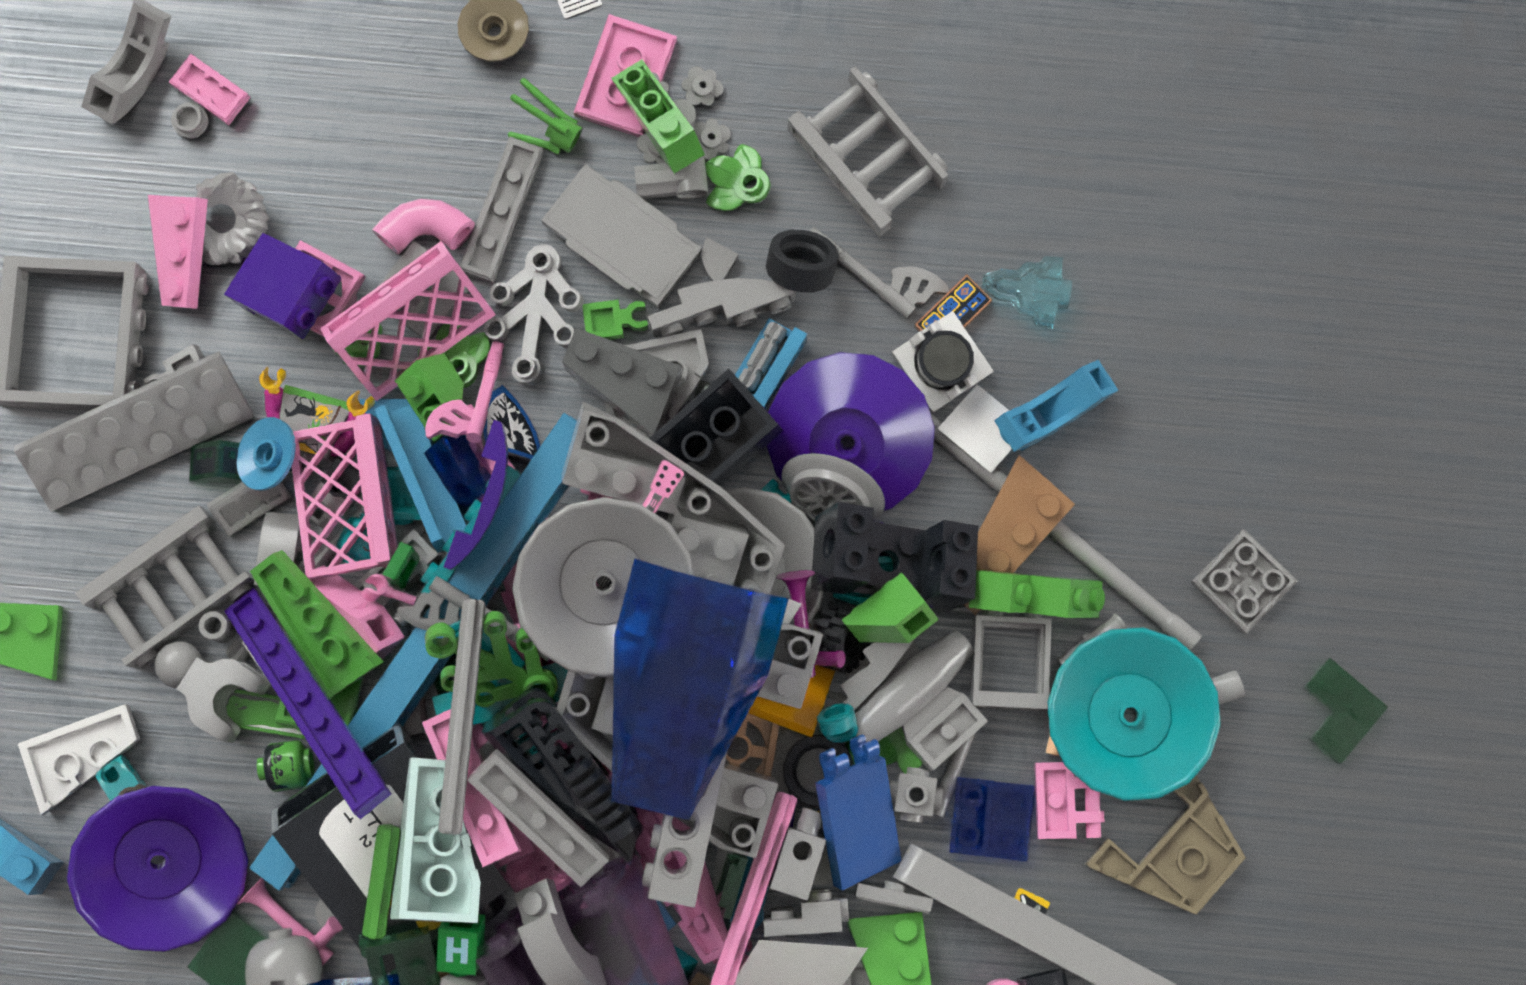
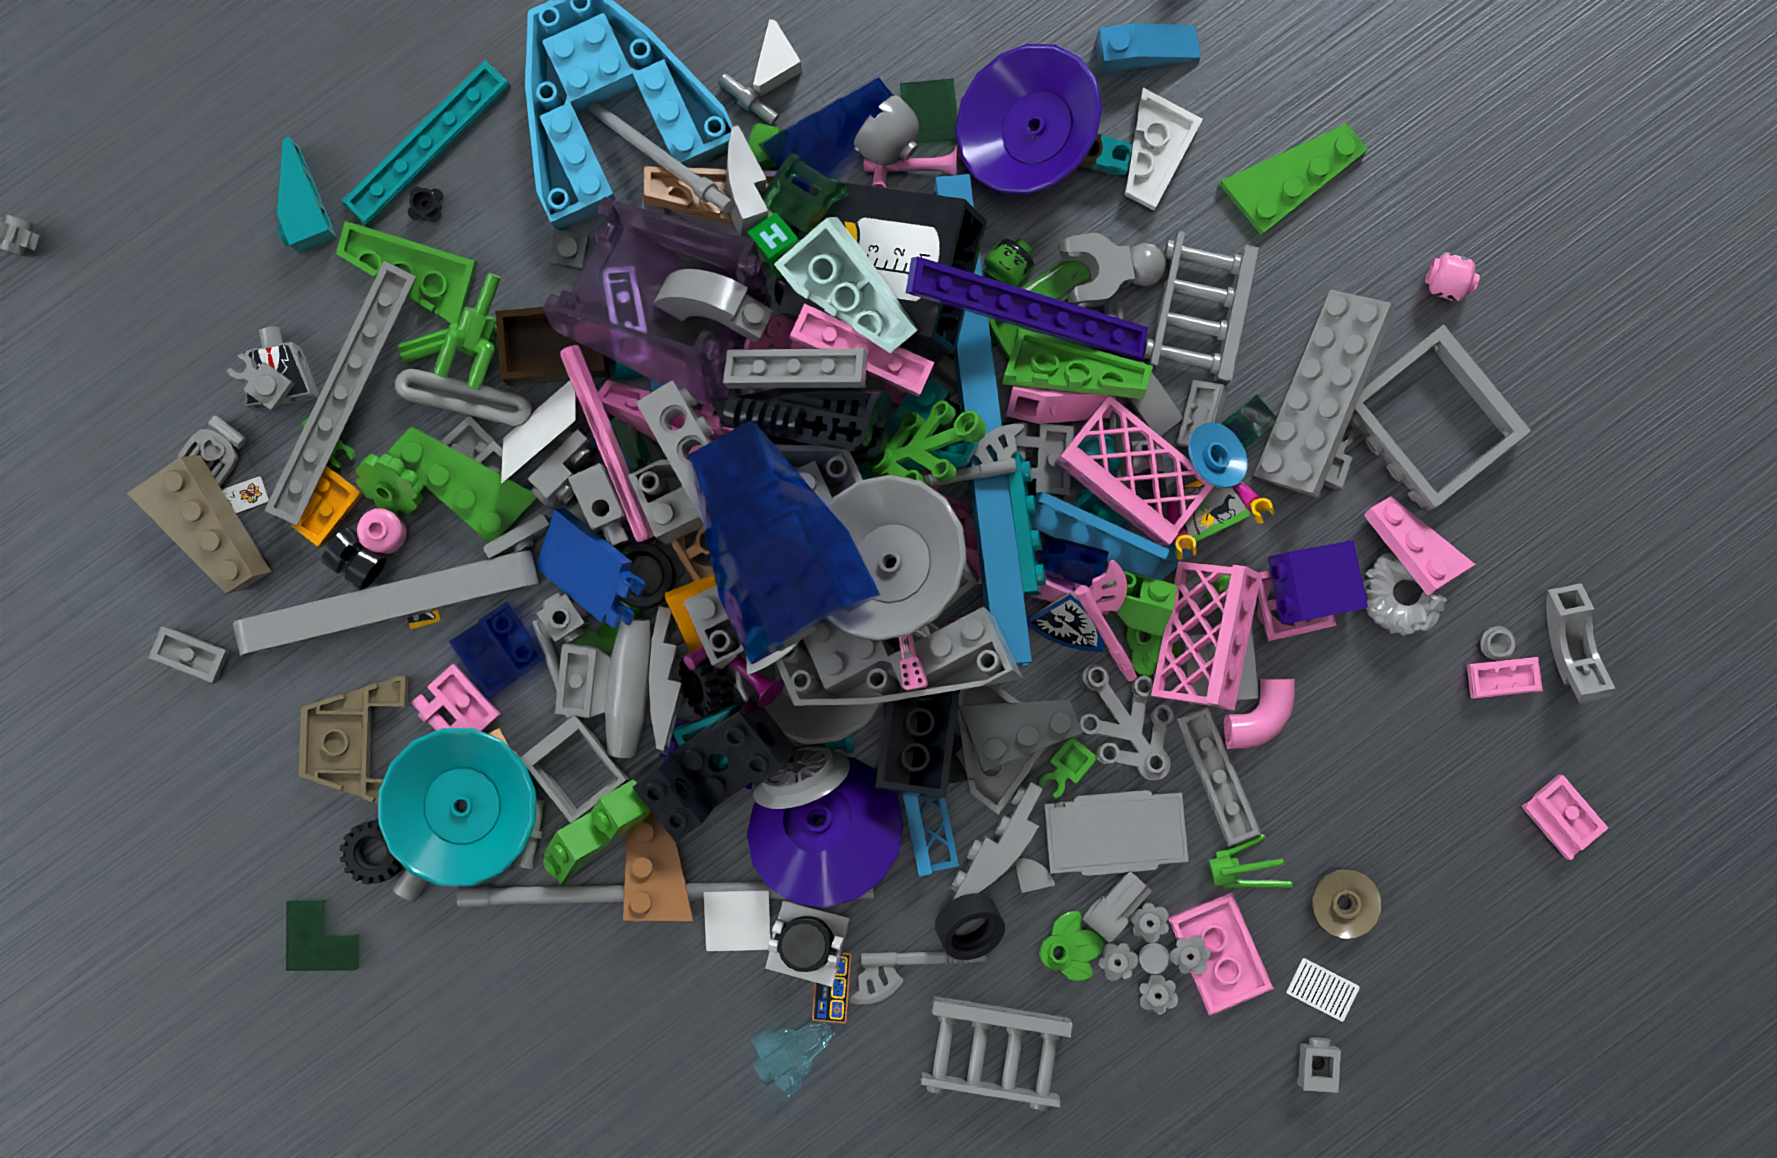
camera: 135 degrees right, 5 degrees up
(207, 627) = (1146, 304): light grey piece -> none
(381, 881) = (865, 235): bright green axle -> none
(383, 589) = (1047, 434): bright pink hand -> none
(401, 565) = (1051, 460): green tile -> none
(461, 717) = (908, 388): light grey axle -> none
(464, 542) = (1017, 512): dark purple slope -> none
(659, 116) = (1166, 942): bright green slope -> none
(762, 355) = (937, 833): light grey axle -> none
(837, 720) = (654, 618): teal tile -> none
(891, 614) = (680, 725): bright green slope -> none
(1056, 407) = (697, 980): dark azure arch -> none
(1244, 581) = (461, 972): light grey tile -> none
(1257, 745) = (353, 855): none -> black tyre

